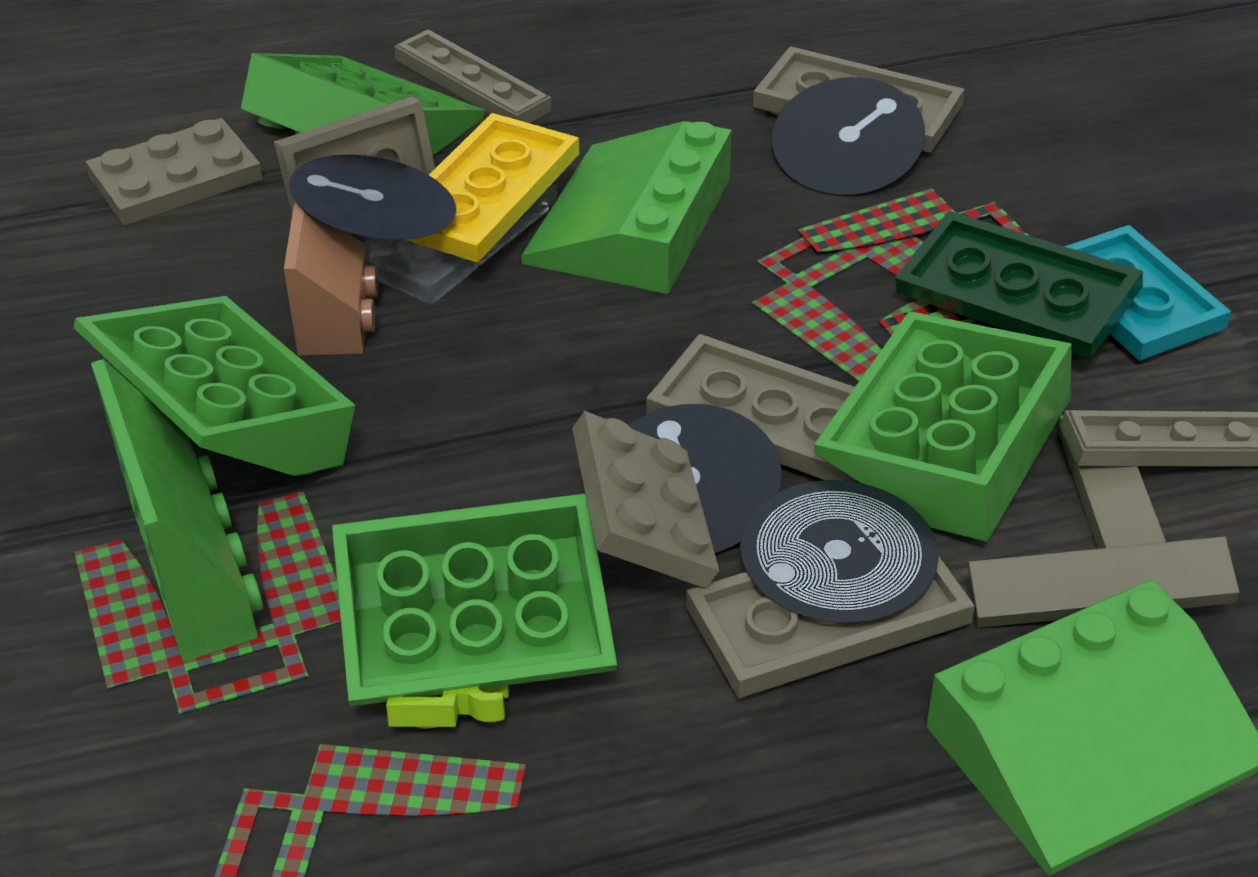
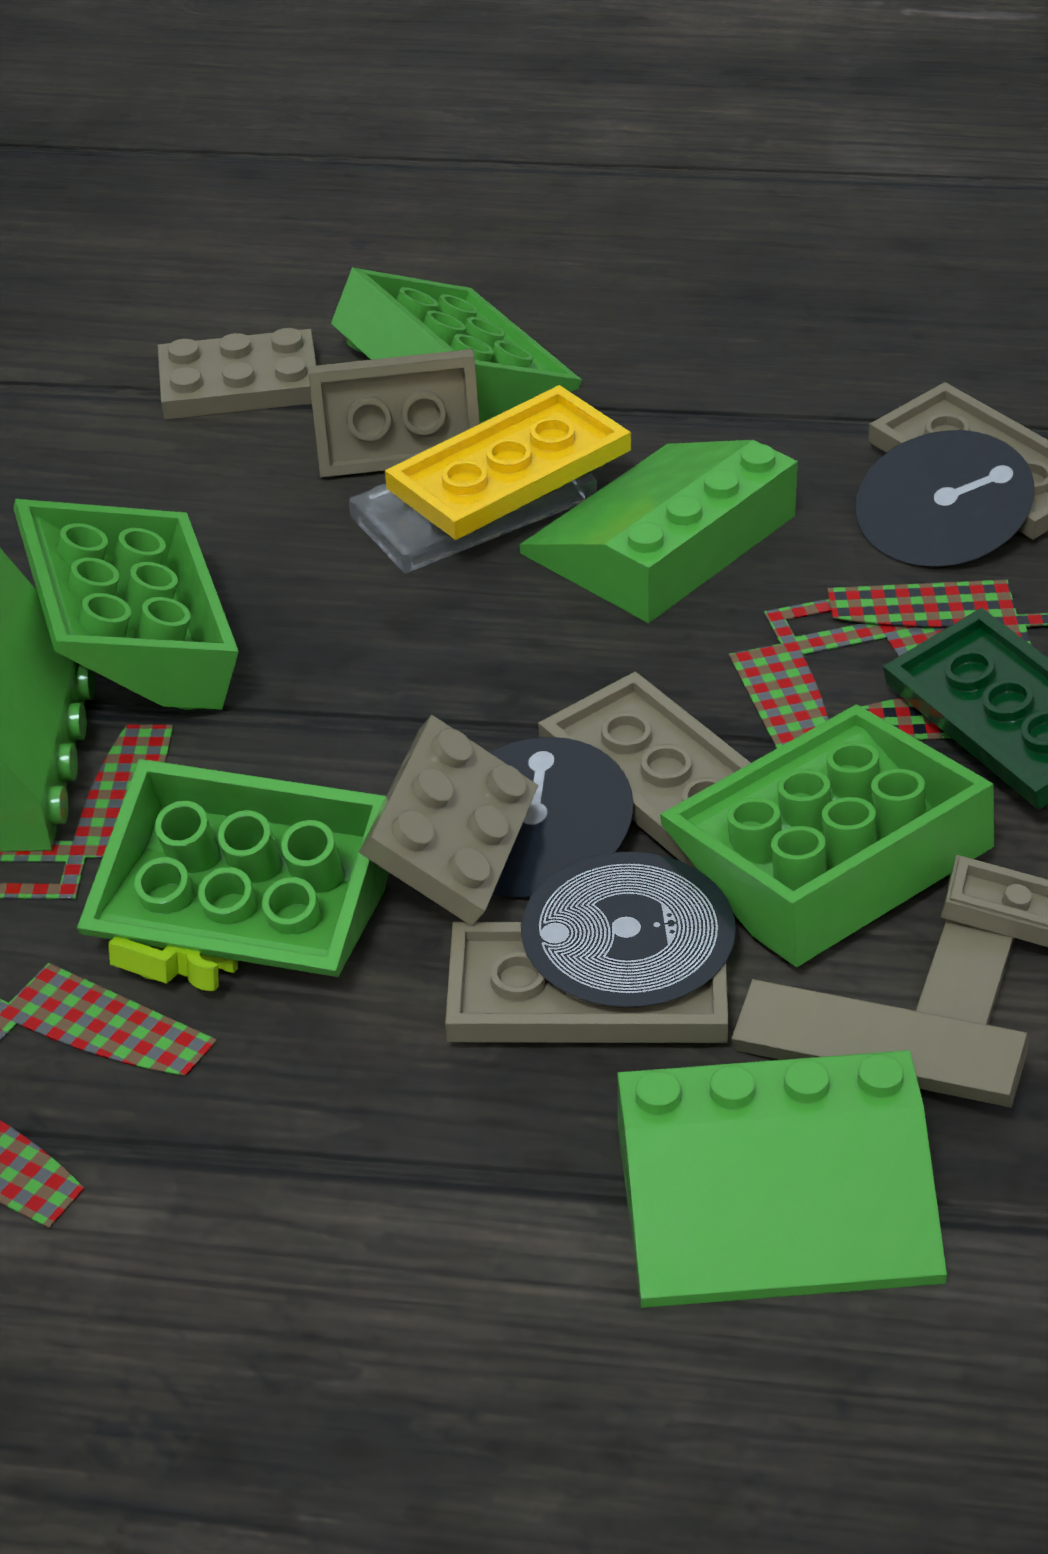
camera: 25 degrees right, 0 degrees up
(328, 287) = (295, 524): nougat slope -> none
(372, 197) = (374, 446): black piece -> none
(472, 77) = (590, 343): dark tan tile -> none

